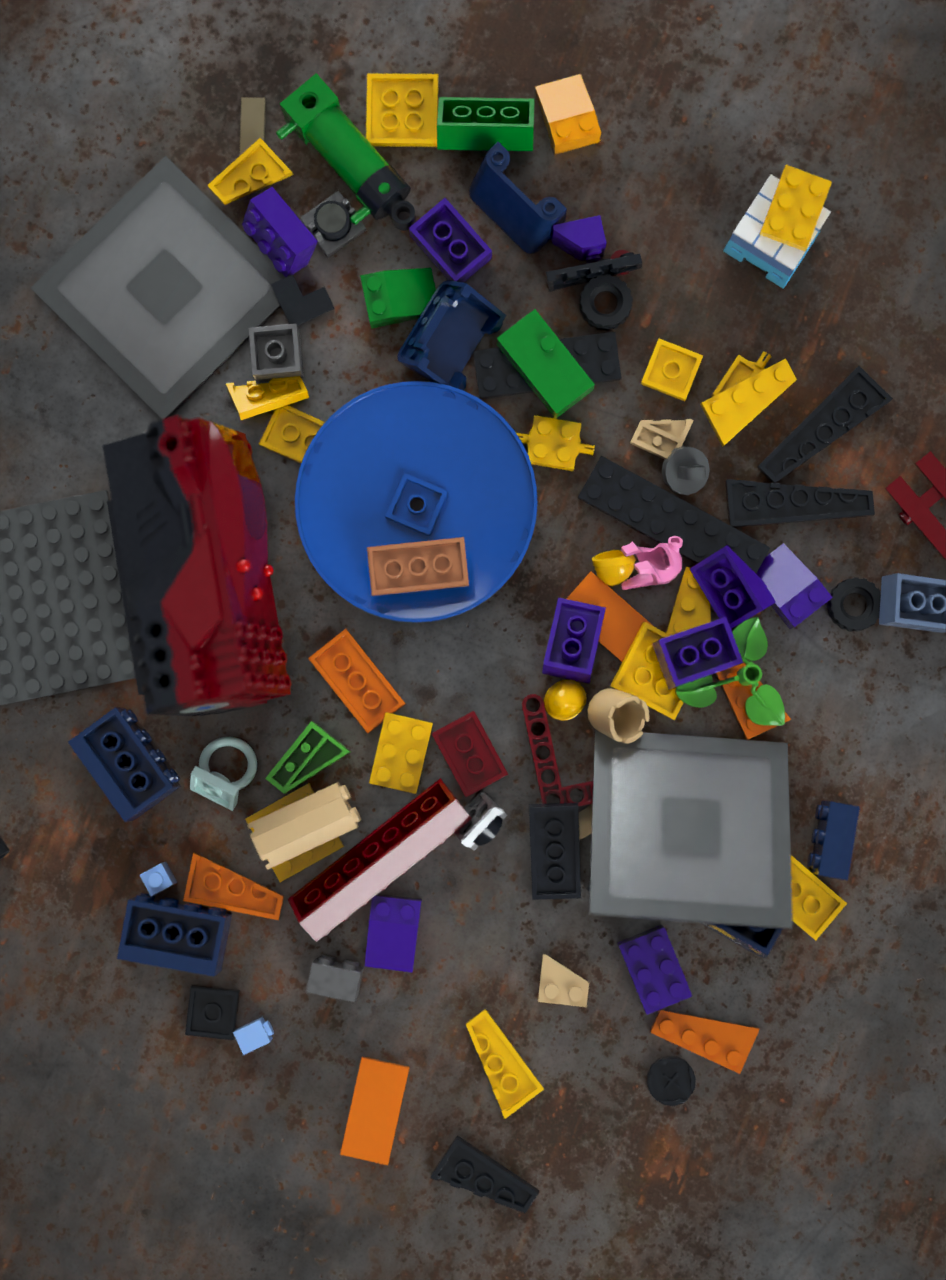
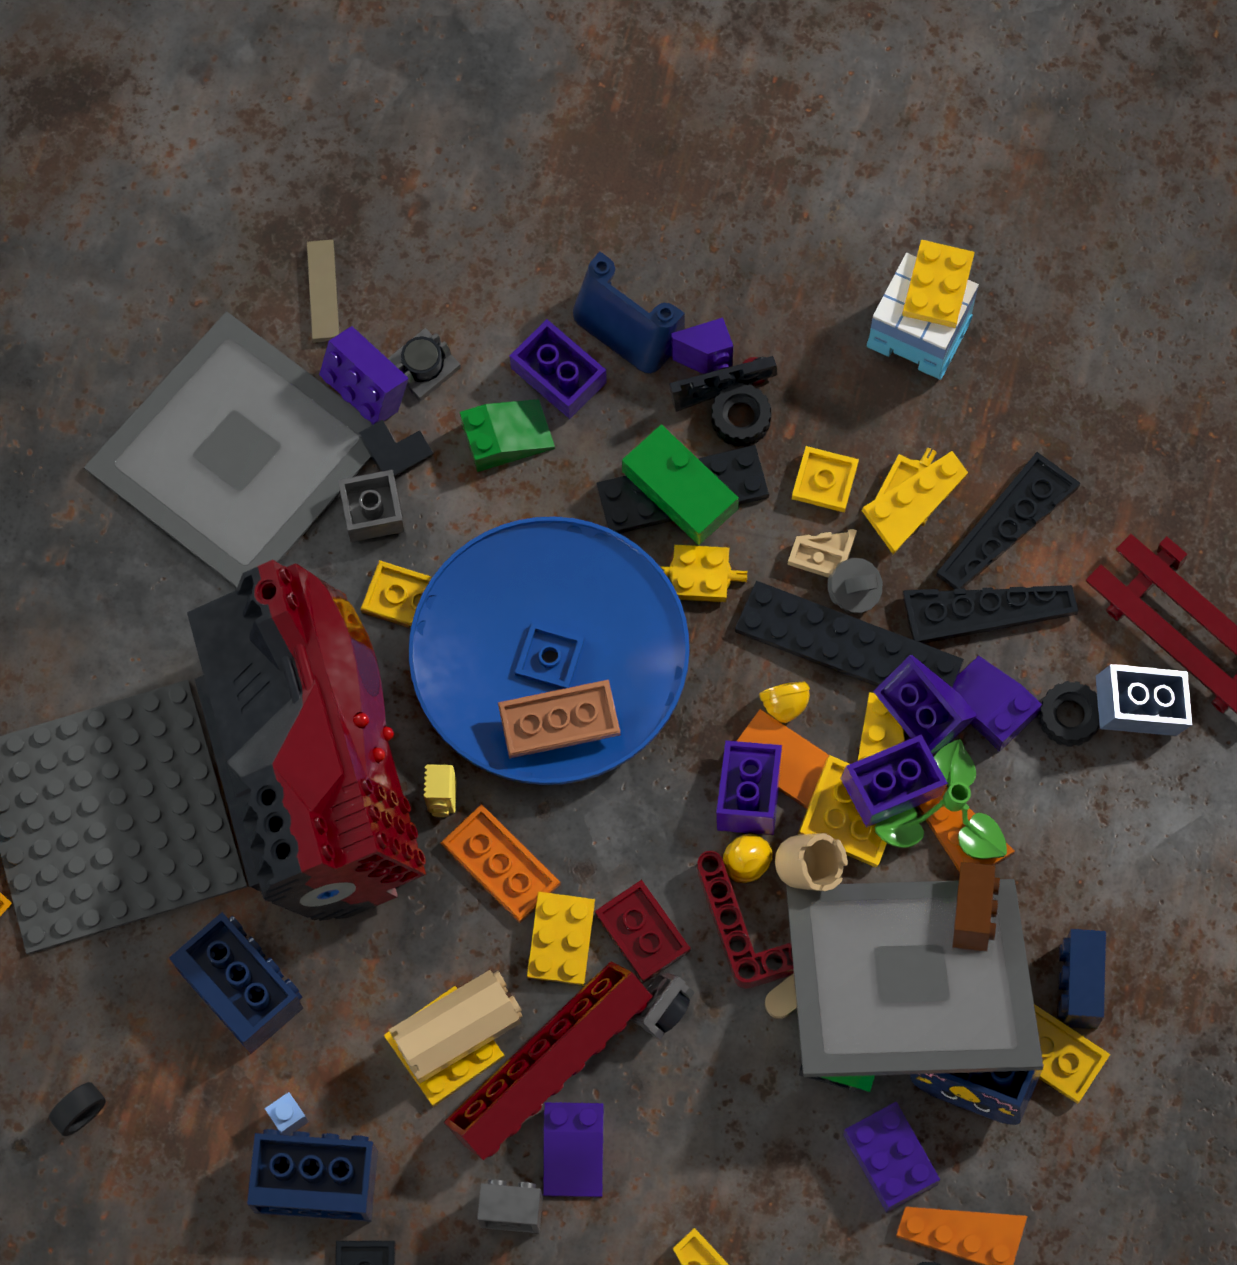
camera: 10 degrees left, 15 degrees down
(215, 785) = (346, 998): light aqua tile -> none
(223, 888) = (352, 1113): orange wing -> none
(249, 173) = (323, 318): yellow wing -> none
(264, 397) = (357, 558): yellow wing -> none
(306, 758) = (451, 954): bright green wedge -> none
(311, 615) = (440, 789): none -> light yellow brick
(318, 119) = (393, 252): green piece -> none
(402, 109) = (488, 236): yellow plate -> none
(449, 333) = (568, 463): dark blue windscreen -> none
(483, 122) = (578, 237): green brick -> none
(555, 851) = (756, 1029): black plate -> none
(561, 985) = (783, 1191): tan wing -> none
(568, 114) = (675, 222): light orange slope -> none
(656, 564) = (836, 693): bright pink piece -> none
(752, 770) = (975, 907): none -> reddish brown brick

